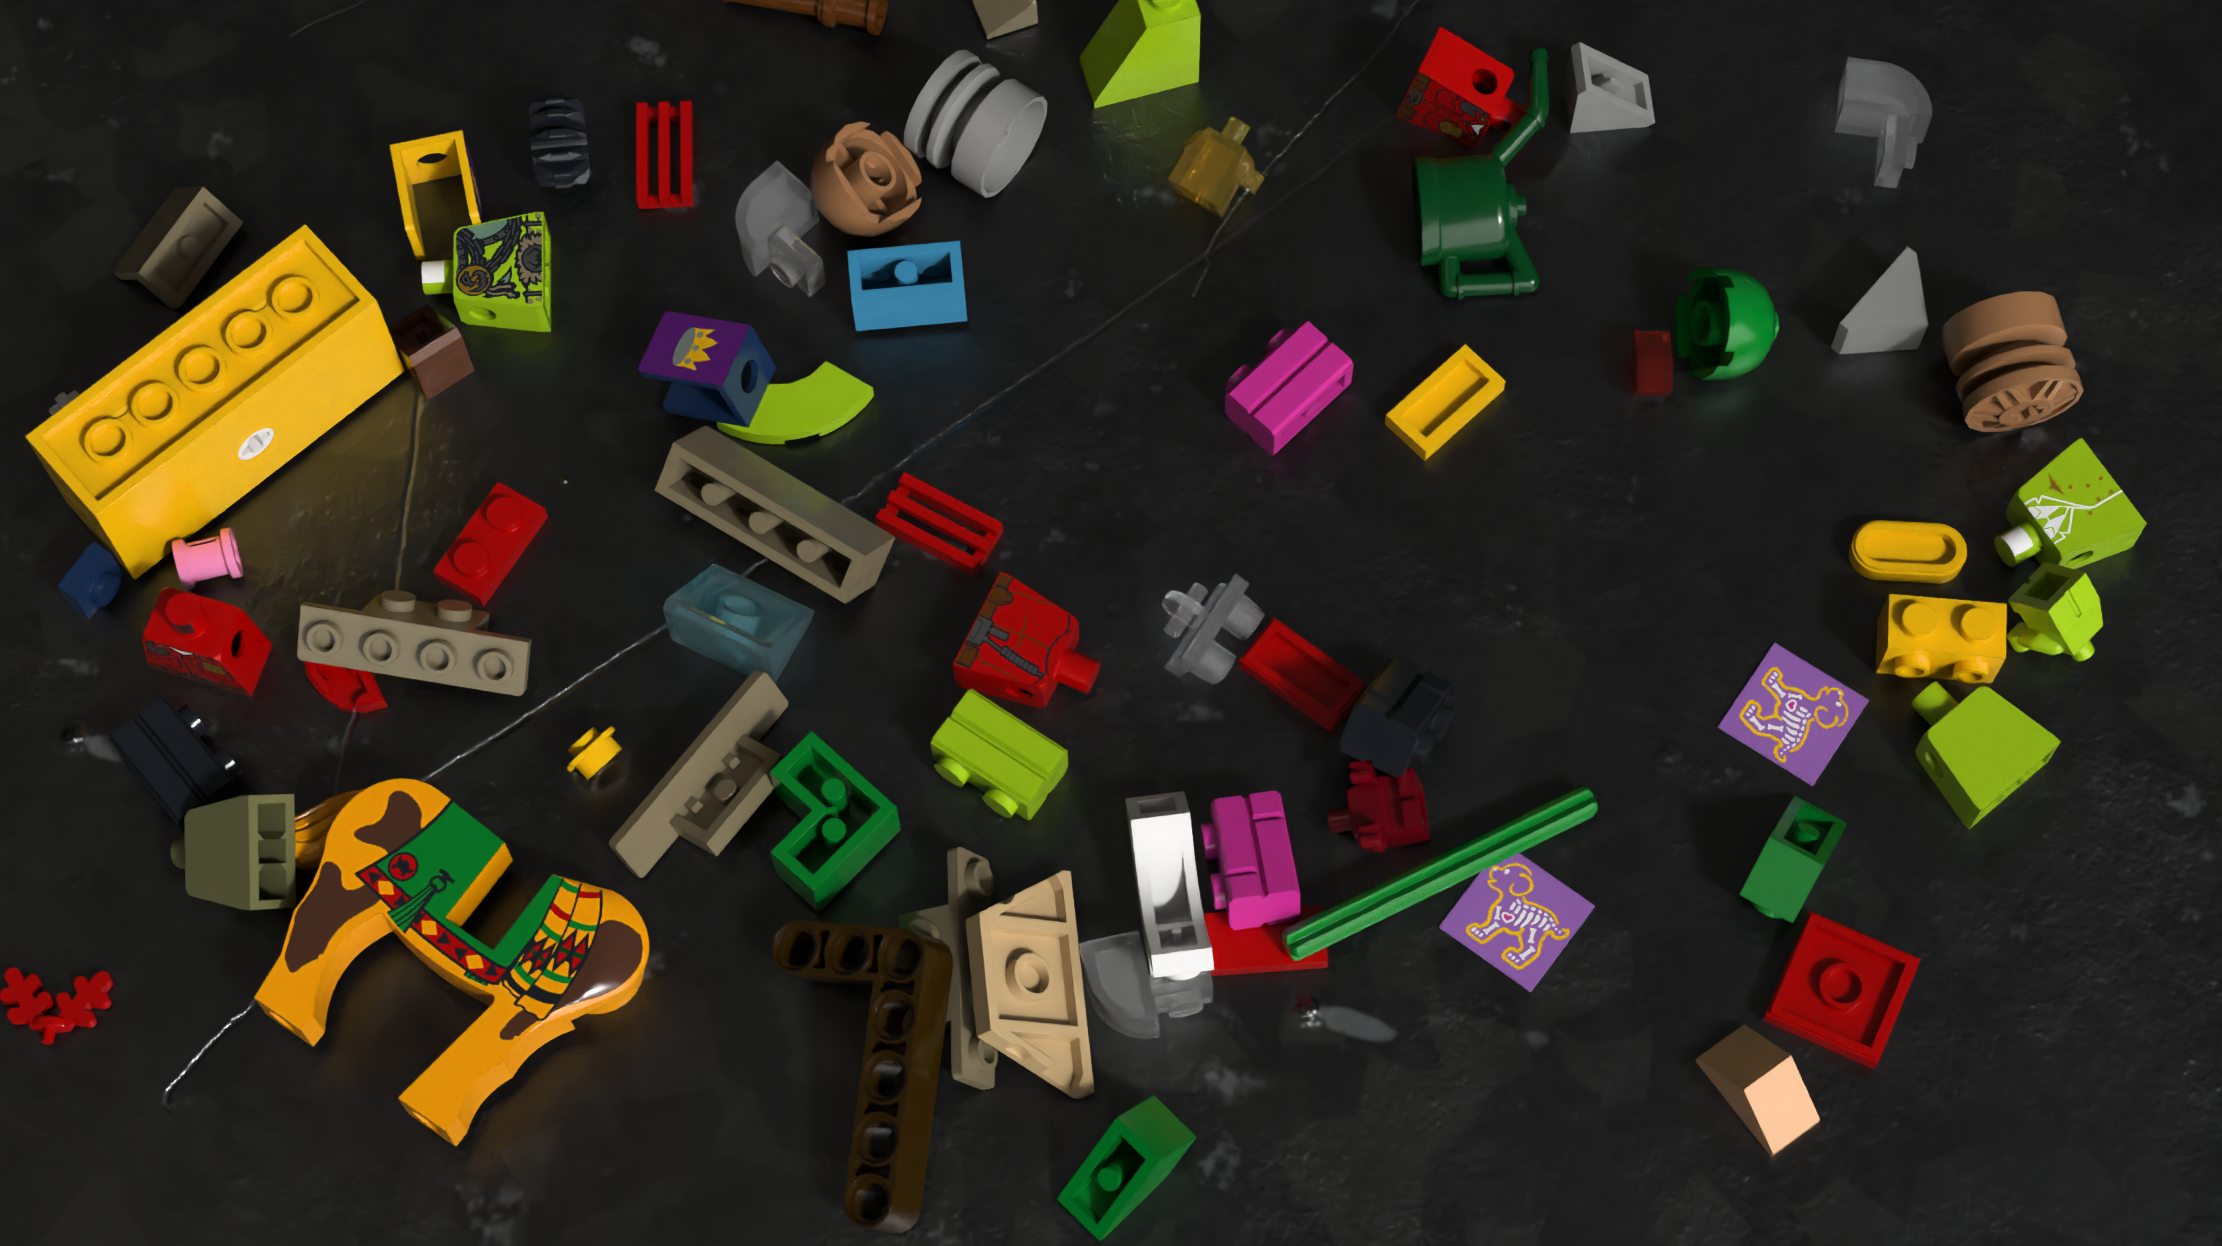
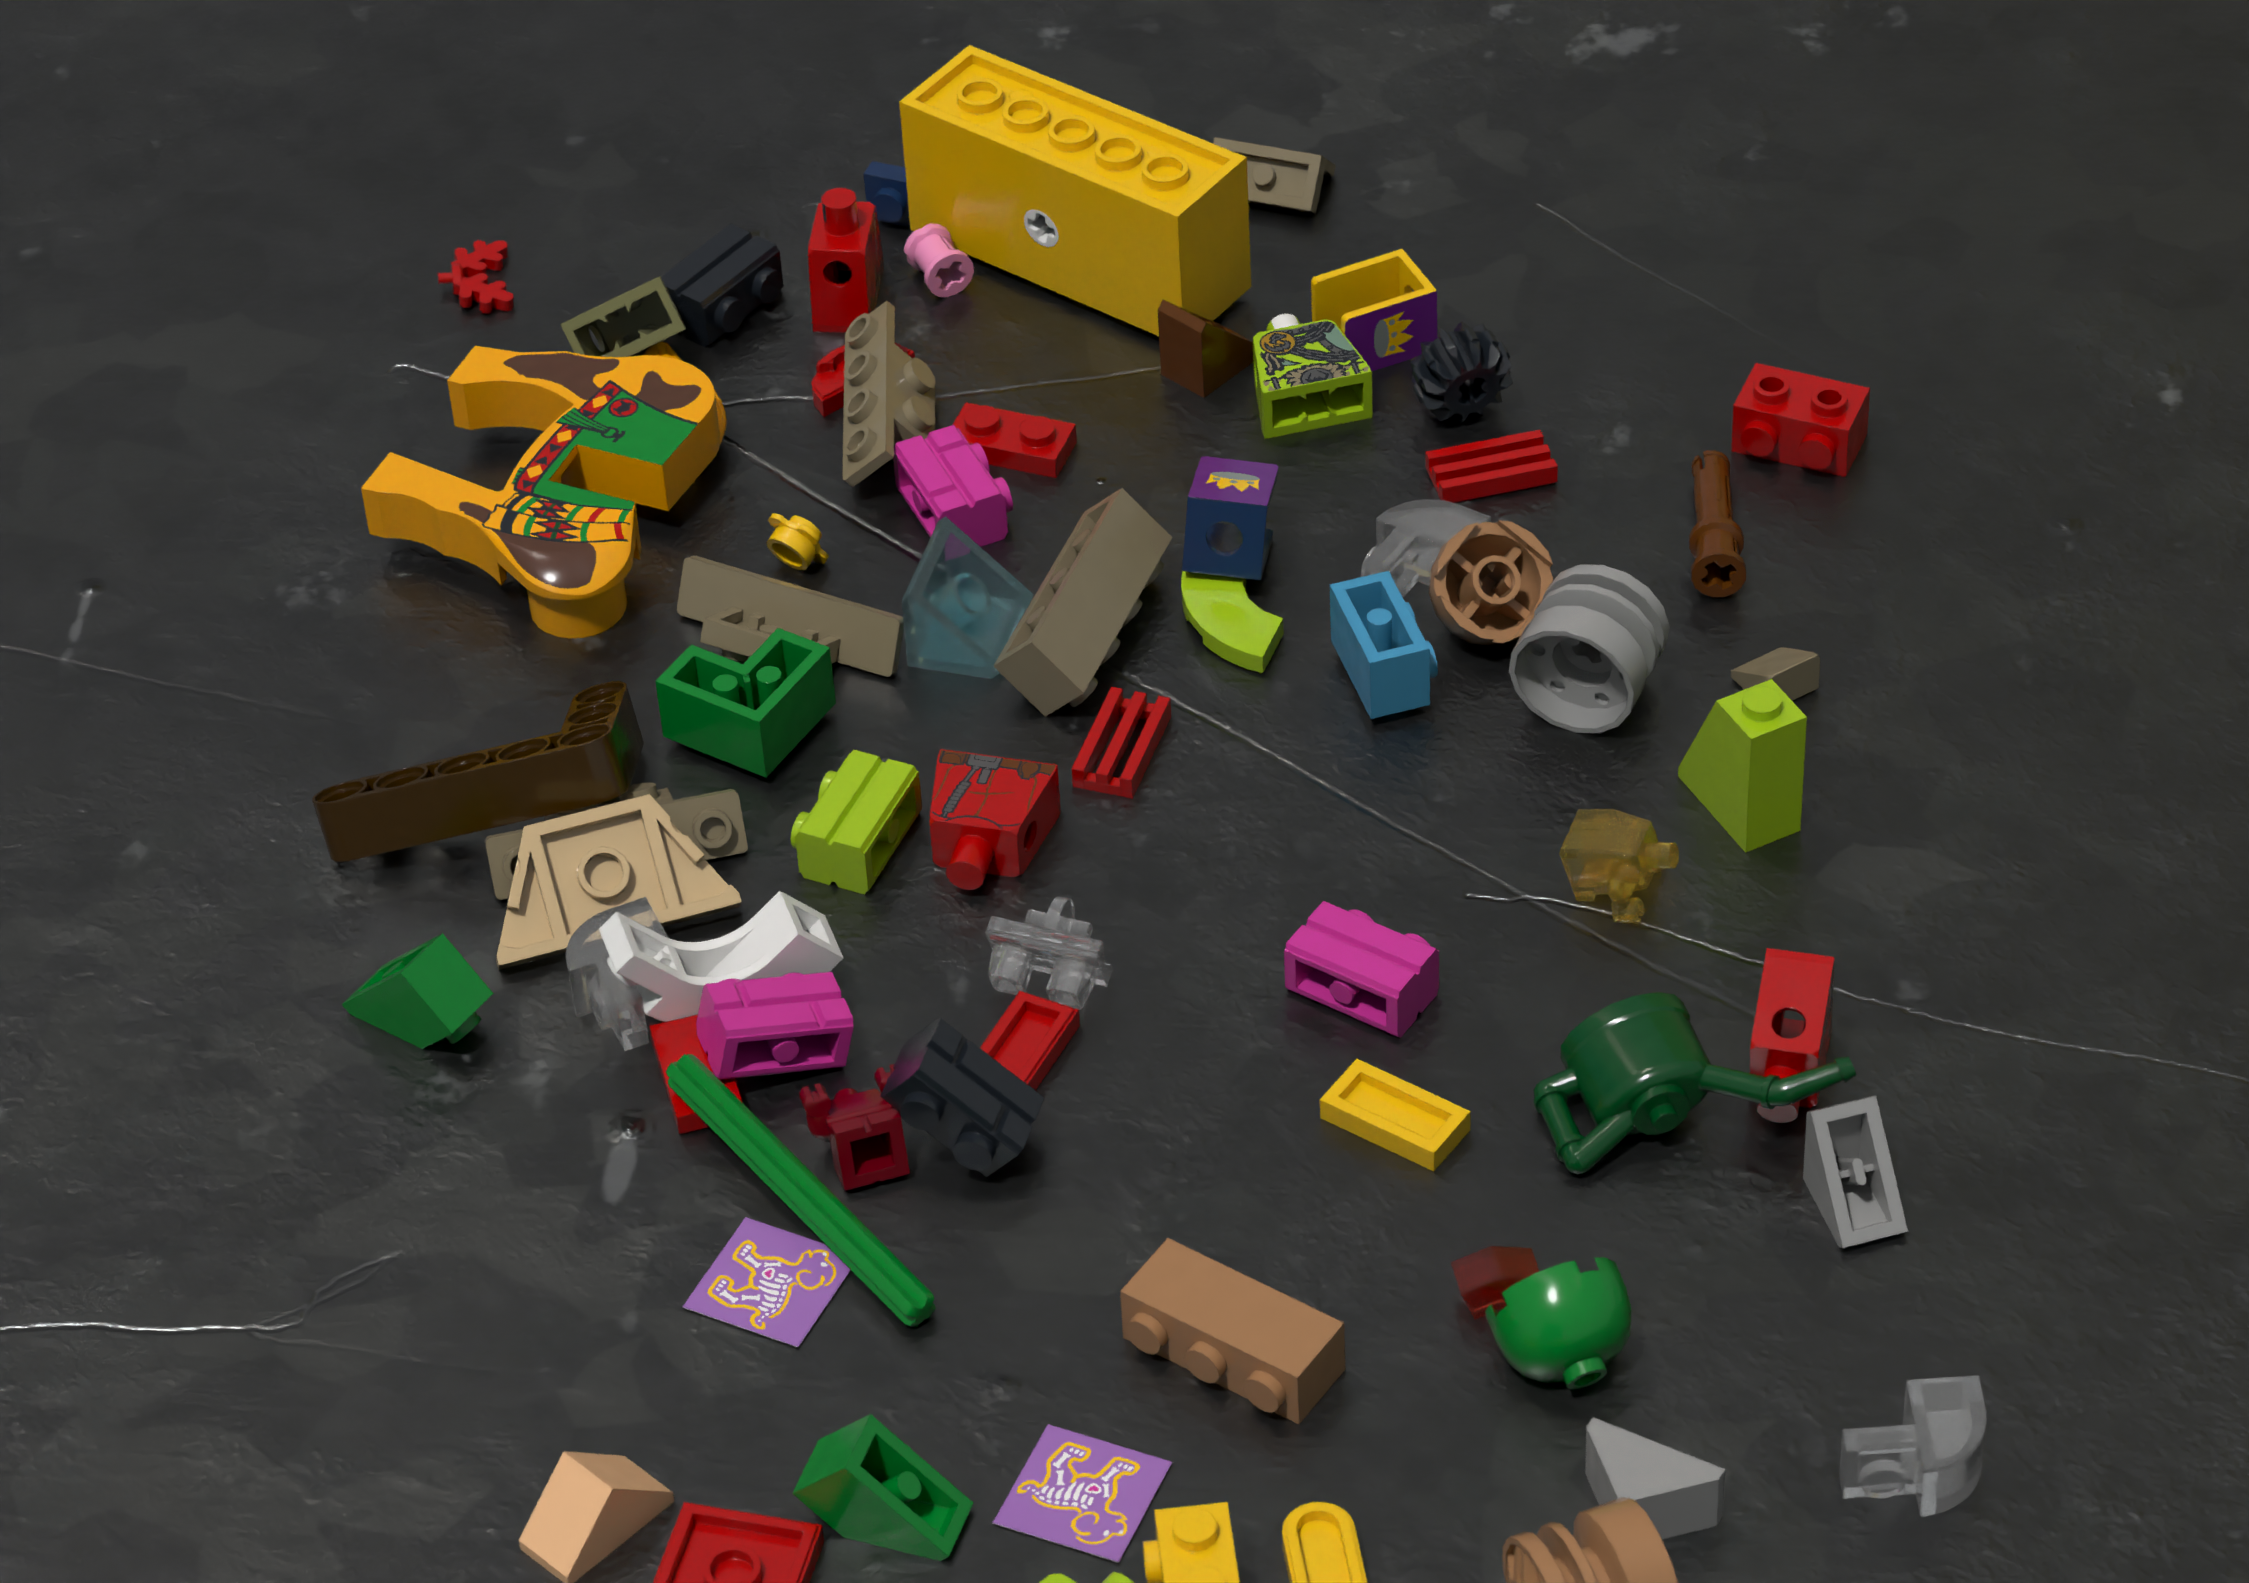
camera: 80 degrees right, 25 degrees down
(566, 601) = (952, 480): none -> dark pink brick
(1673, 566) = (1233, 1331): none -> medium nougat brick

